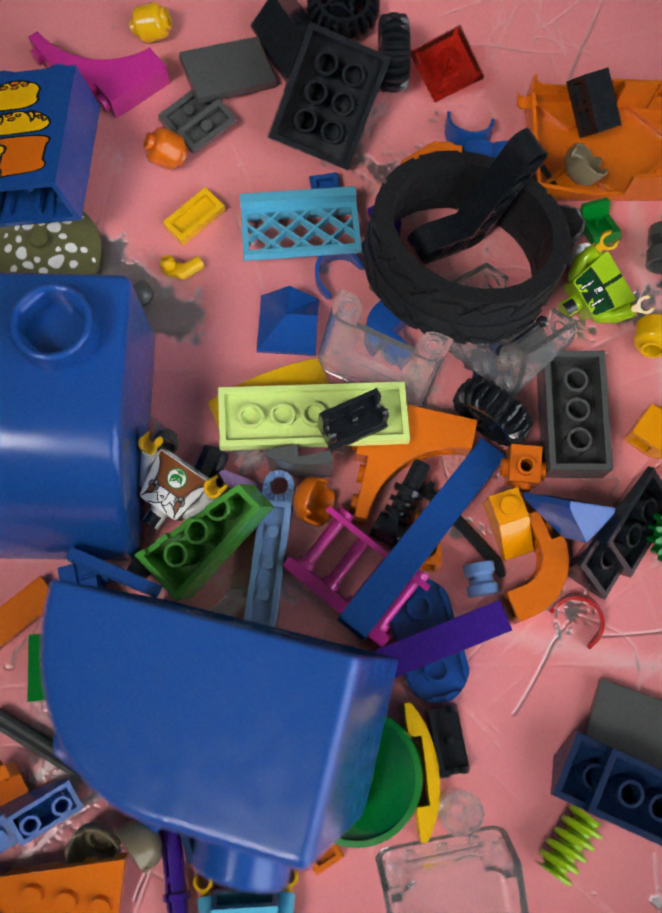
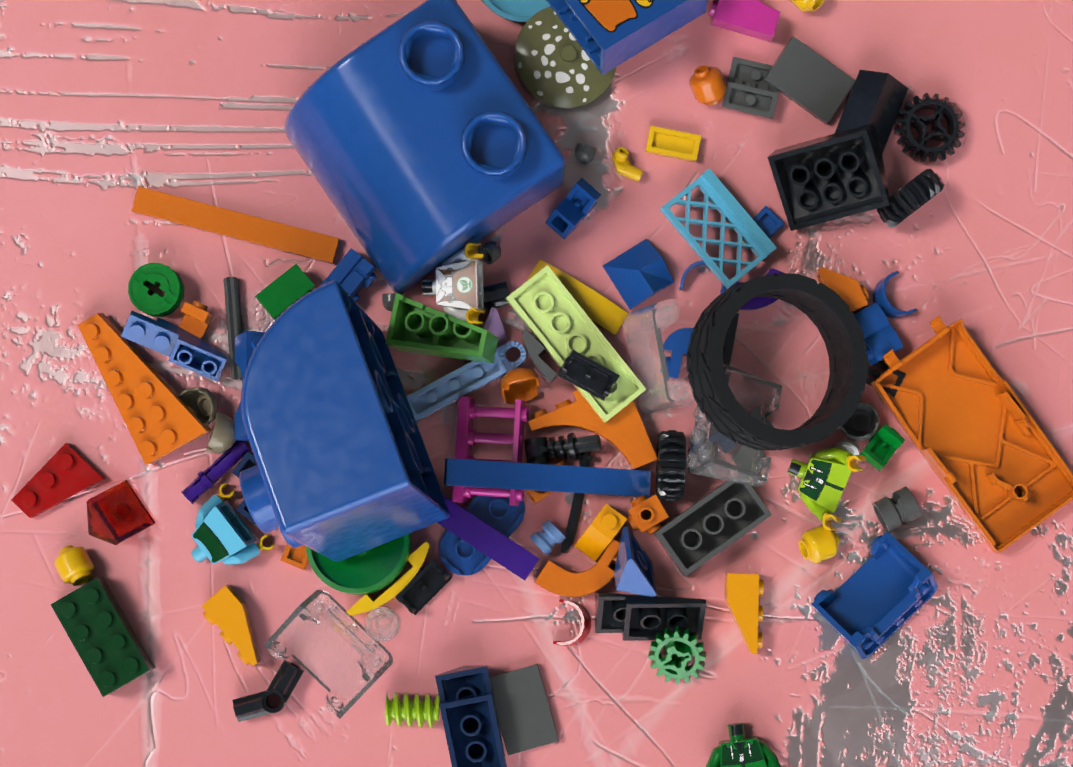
camera: 55 degrees right, 10 degrees up
(113, 572) = (374, 290): blue tile -> none
(183, 334) = (573, 208): none -> blue brick
(447, 63) = (927, 246): clear red slope -> none
(486, 202) = (812, 352): black beam -> none
(540, 322) = (721, 443): black hinge -> none
(582, 166) = (917, 405): dark tan hair -> none
(593, 102) = (975, 379): black hinge -> none

